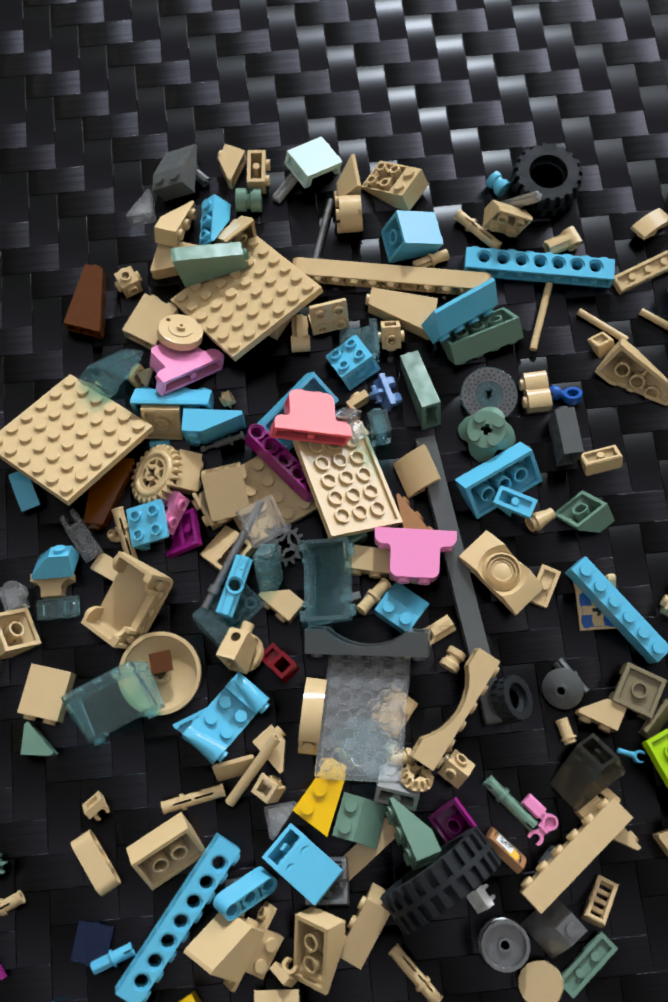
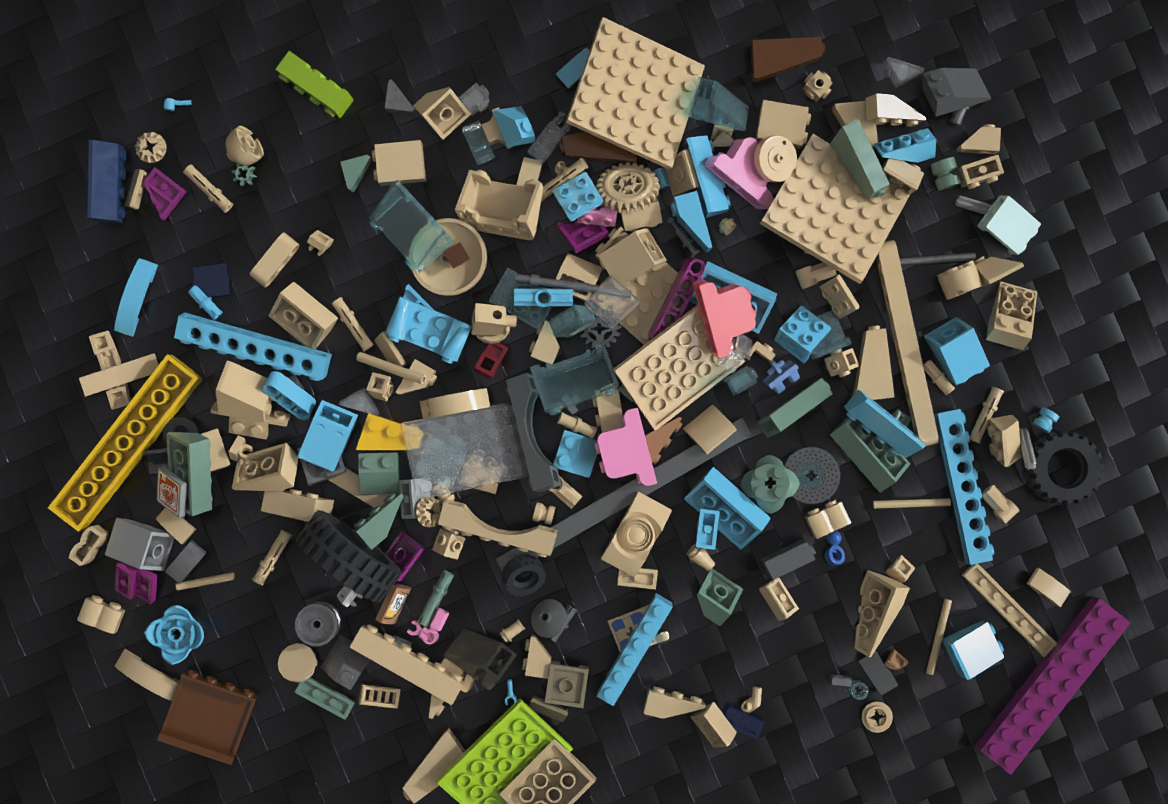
camera: 65 degrees right, 15 degrees up
(601, 325) = (920, 566): tan bar -> none

